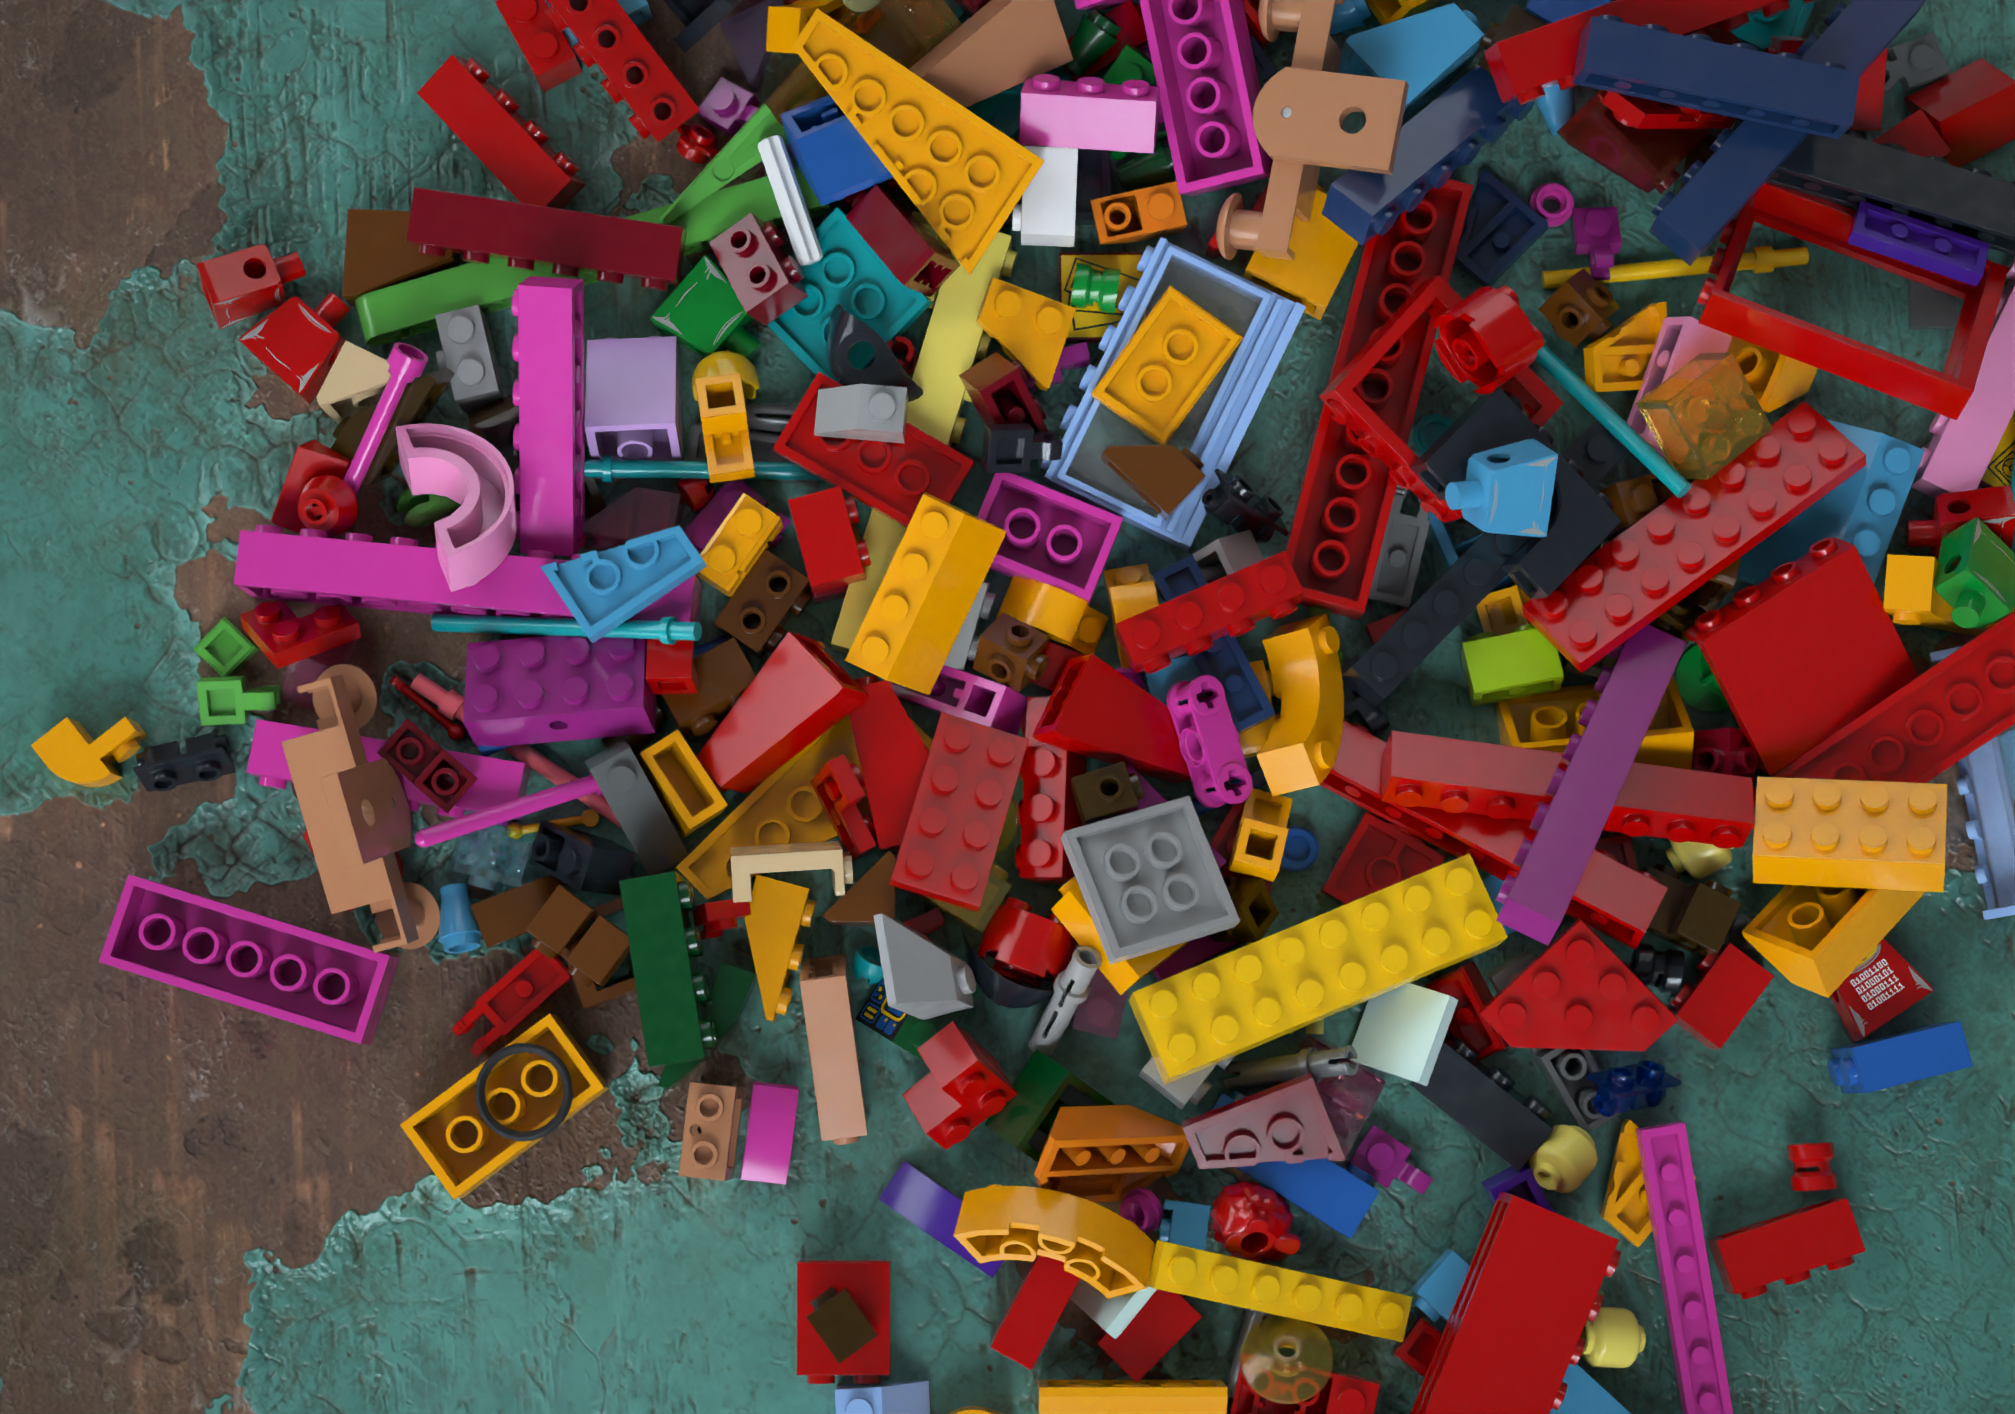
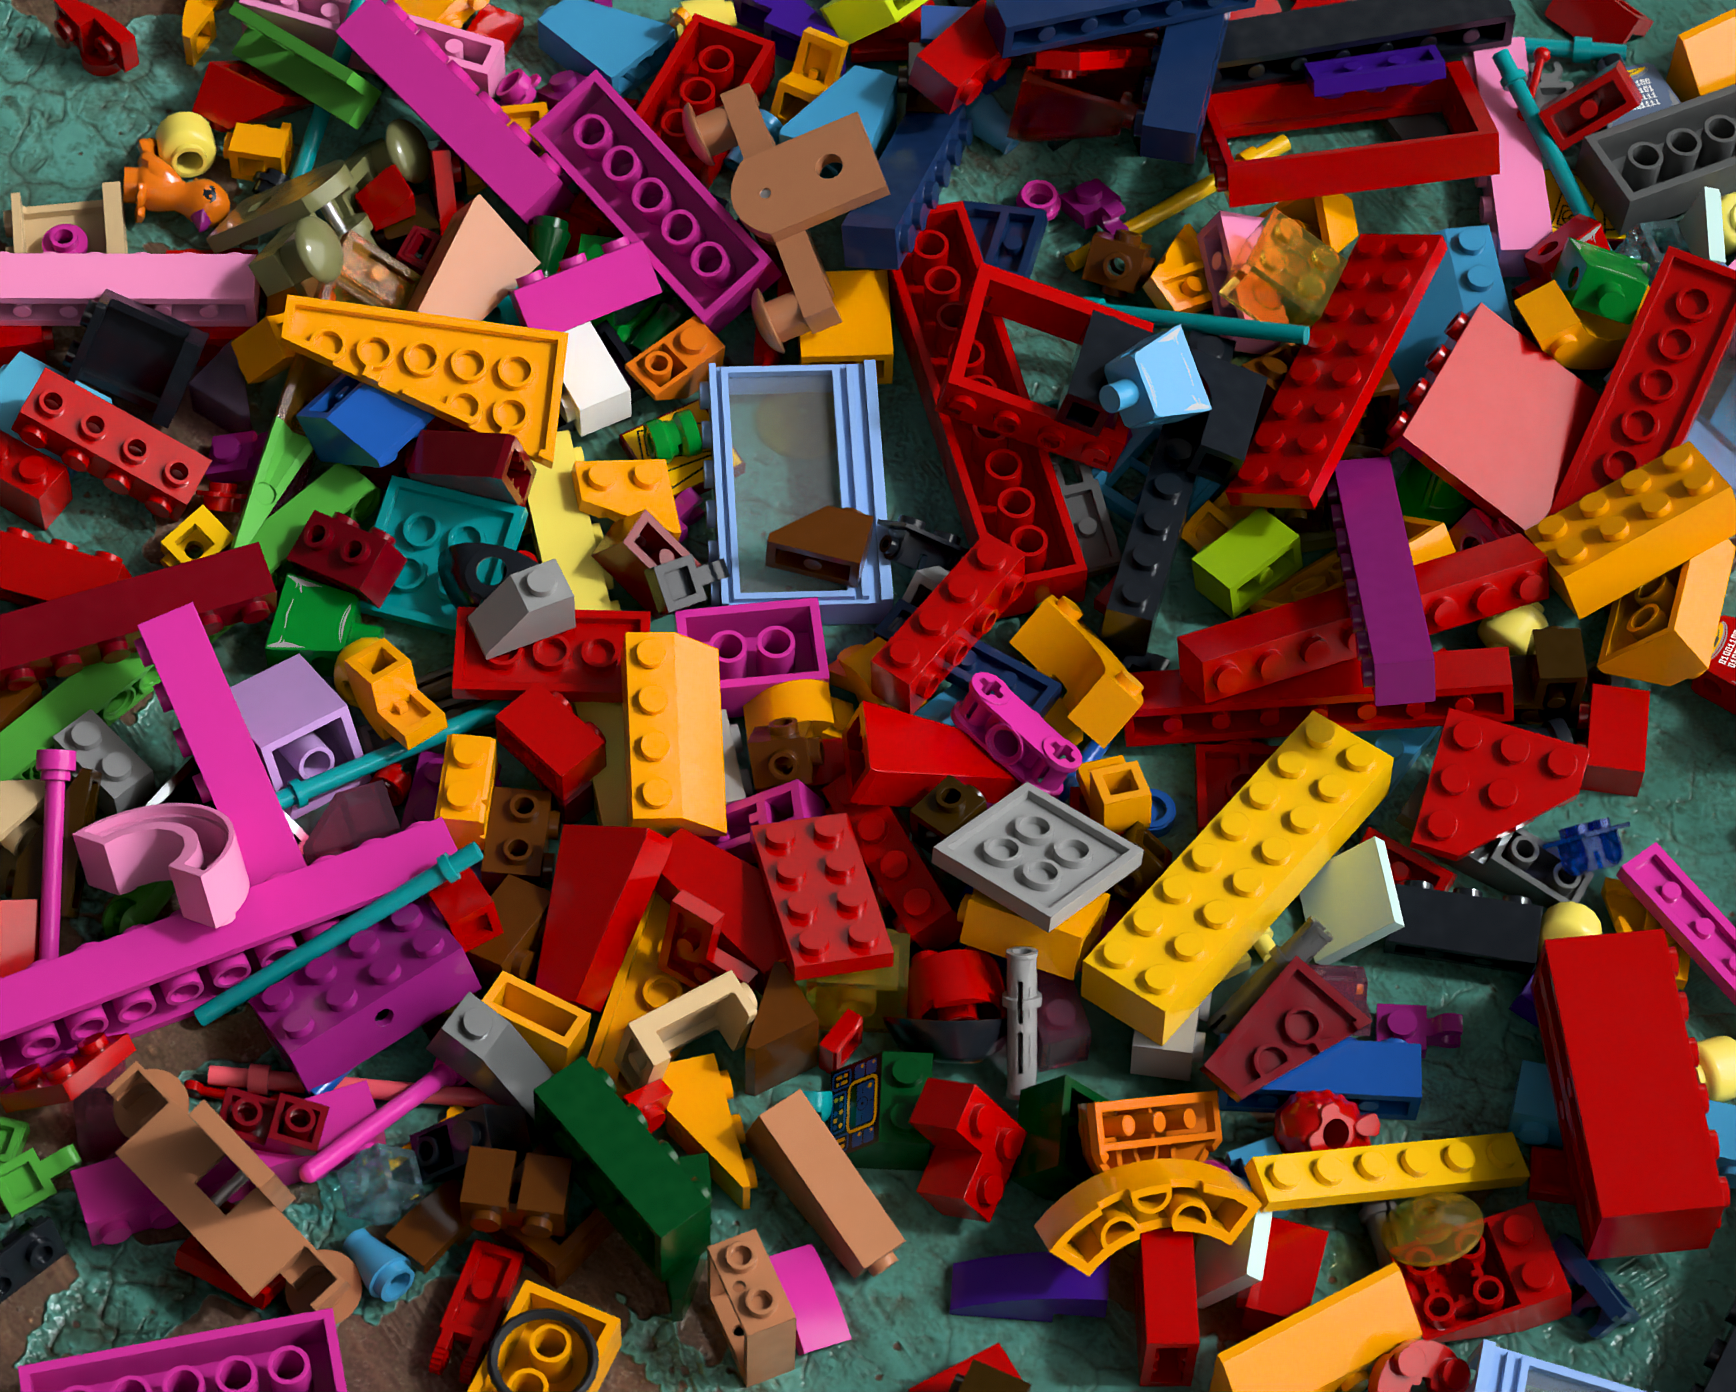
camera: 30 degrees left, 25 degrees down
(328, 505) = (45, 932): red cone -> none
(621, 581) = (379, 849): dark azure wing -> none
(633, 191) = (200, 530): none -> yellow brick
(790, 200) = (344, 485): white axle -> none
(920, 973) = (876, 1041): light grey slope -> none
(1166, 366) = (778, 458): light orange tile -> none
(1487, 338) = (1056, 279): red brick -> none

